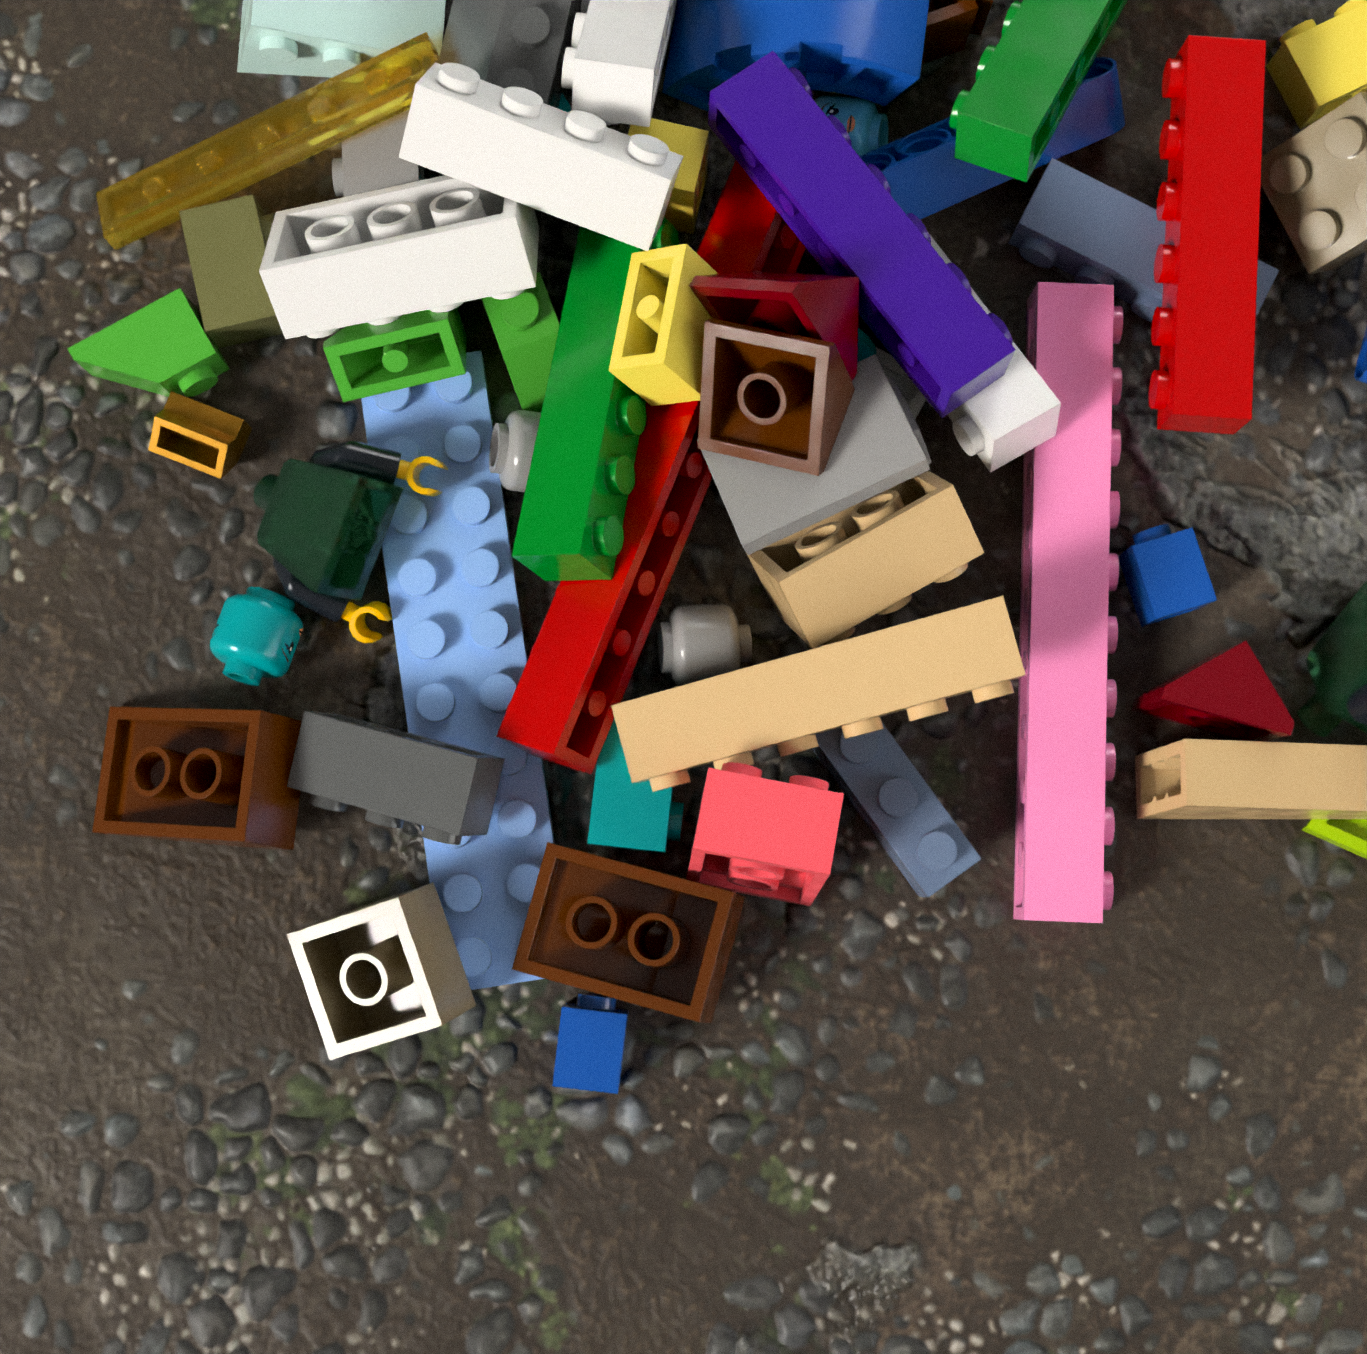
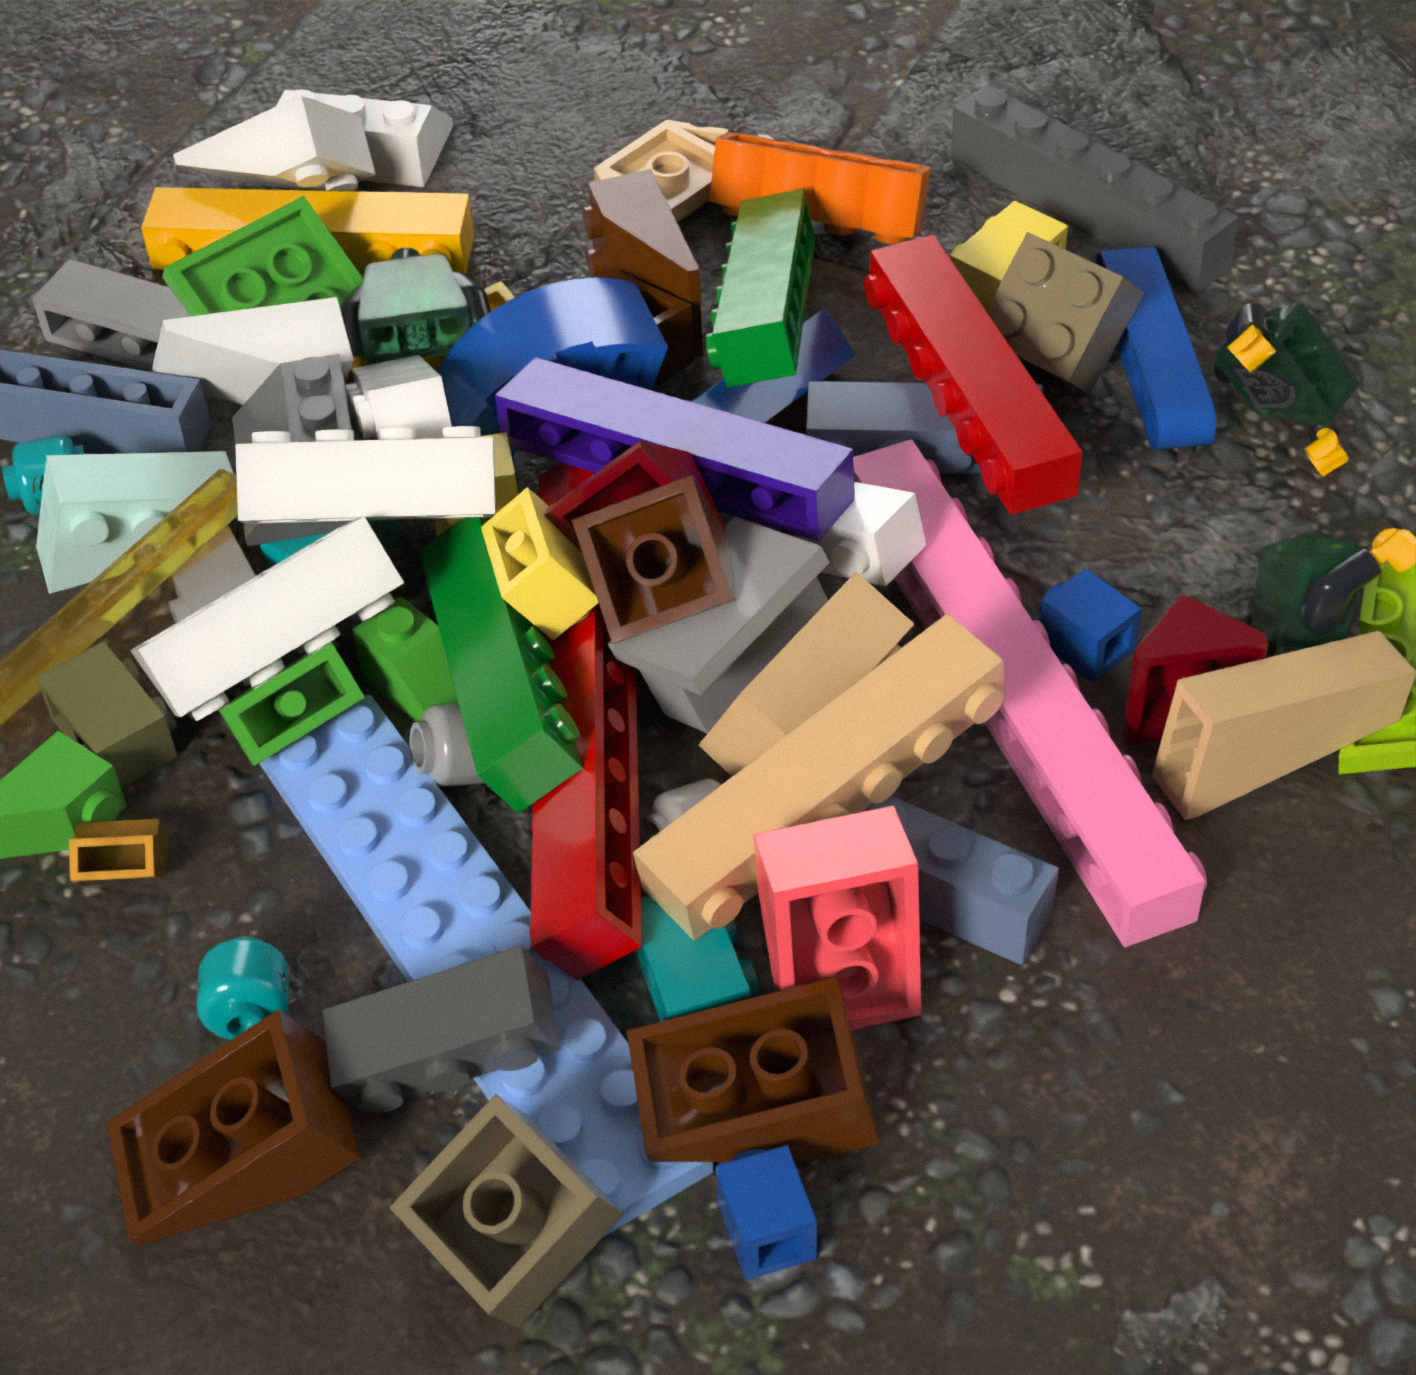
camera: 20 degrees left, 35 degrees down
(330, 523) = (283, 857): clear green torso -> none

